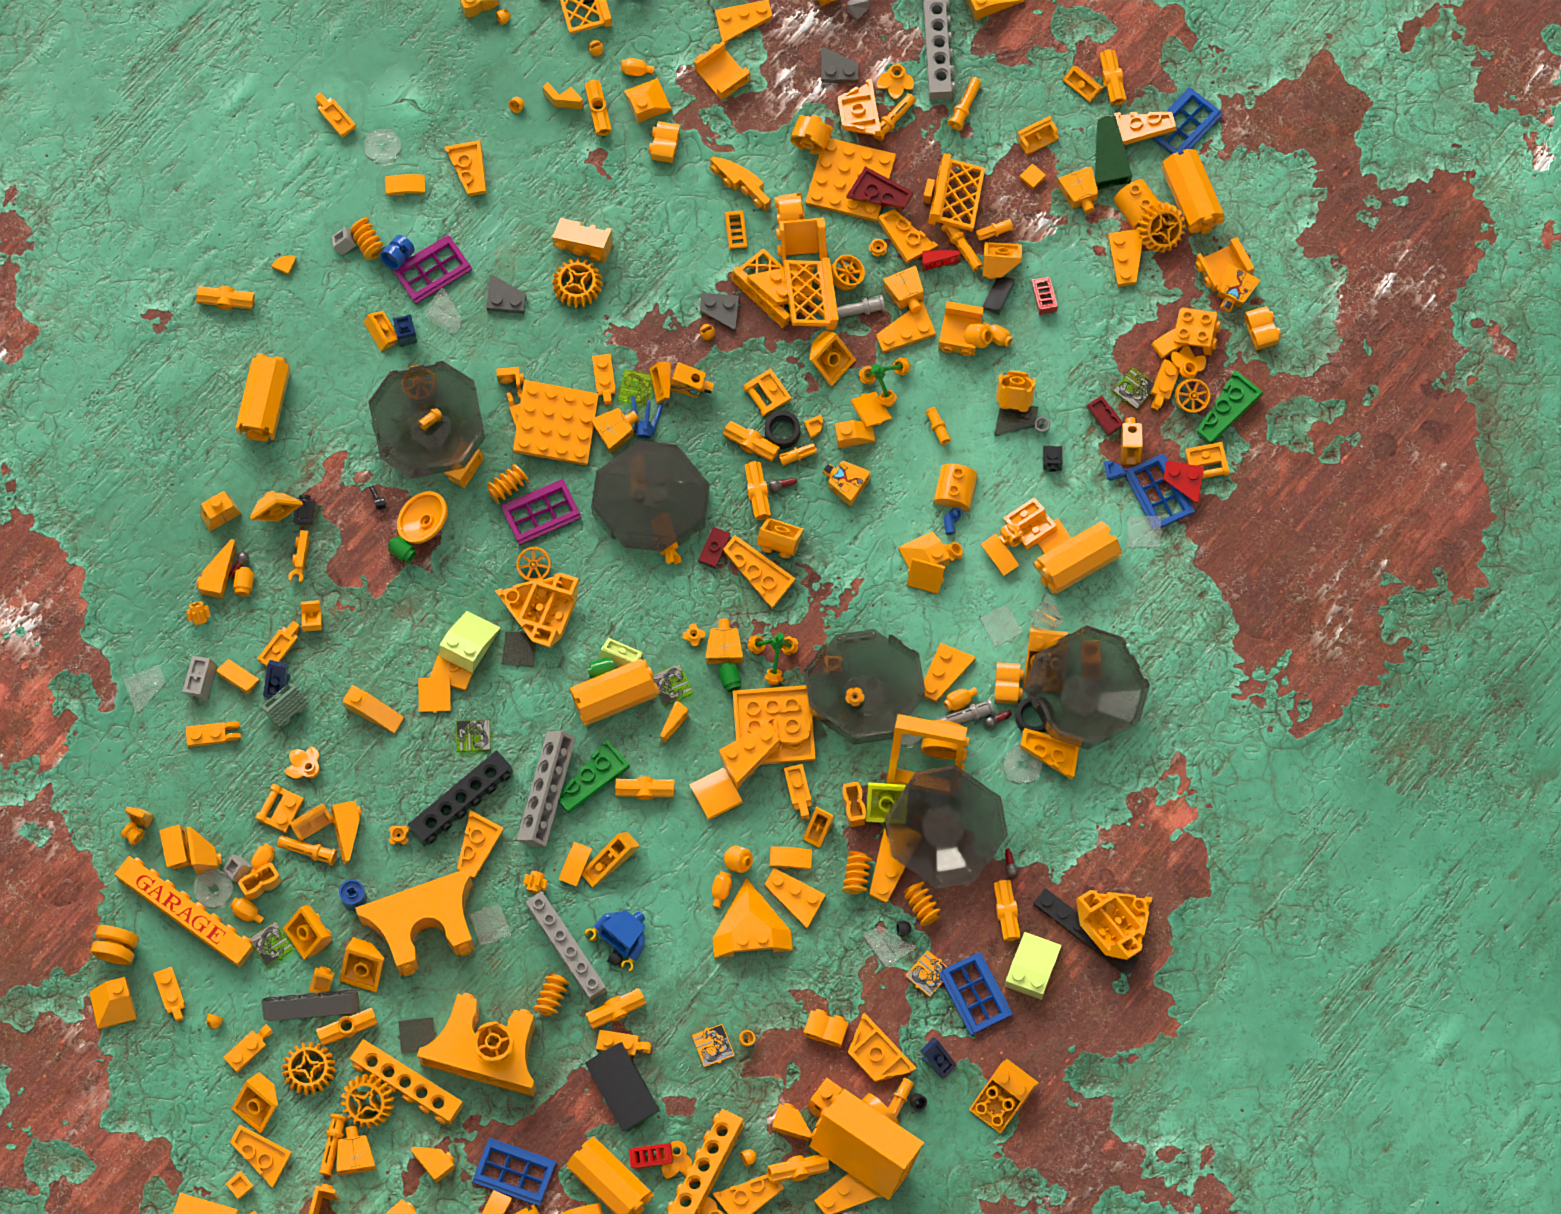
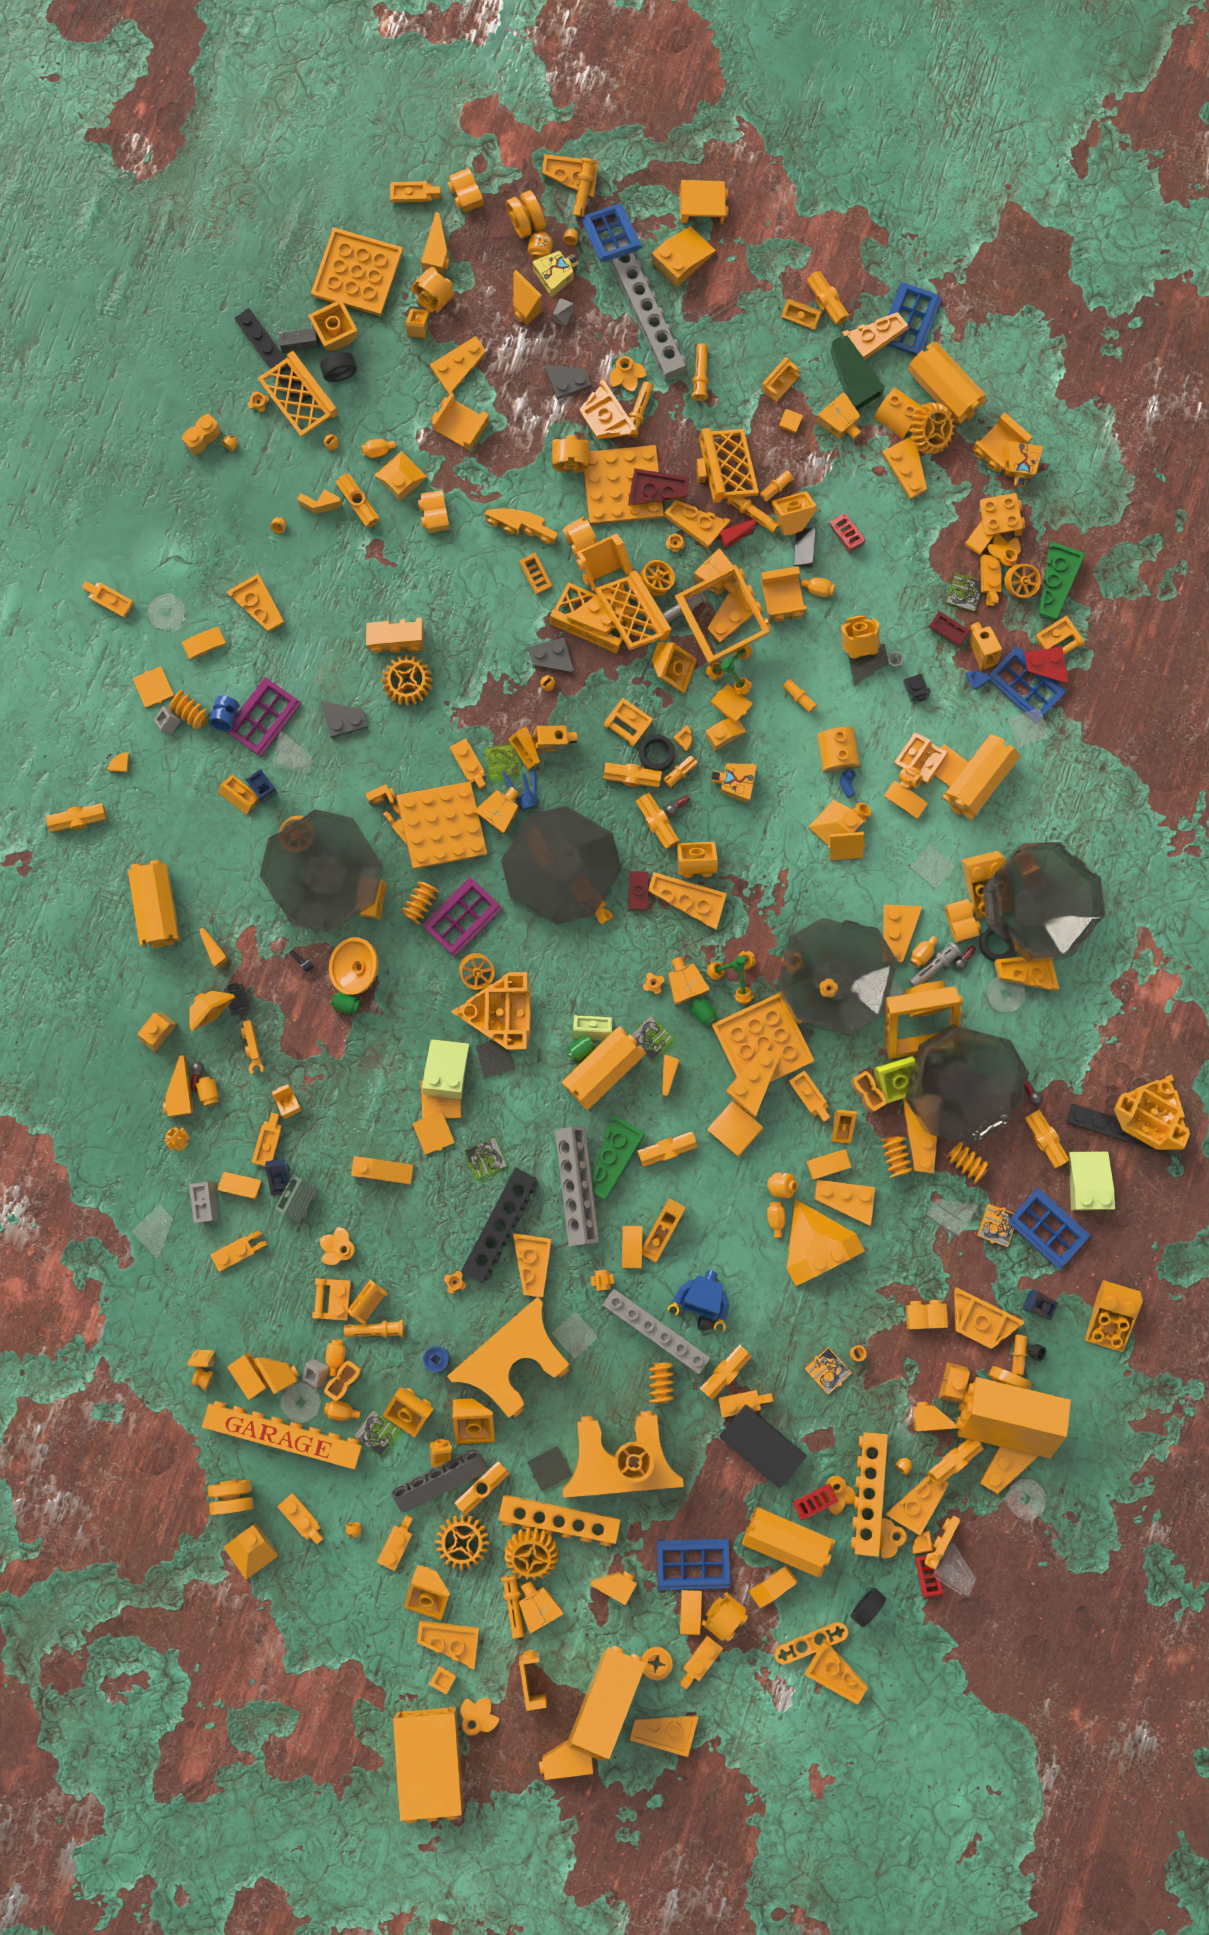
camera: 25 degrees left, 10 degrees up
(301, 463) = (216, 955): none -> light orange slope
(343, 208) = (153, 687): none -> light orange piece
(346, 822) = (403, 1294): light orange slope -> none
(432, 417) = (322, 867): light orange pin -> none
(792, 726) = (781, 1038): light orange tile -> none
(885, 293) = (748, 593): none -> light orange window
(903, 928) = (958, 1192): black hinge -> none
(978, 335) = (803, 595): light orange head -> none
(1046, 614) = (973, 842): clear brick -> none
(1262, 328) = (1059, 491): light orange brick -> none

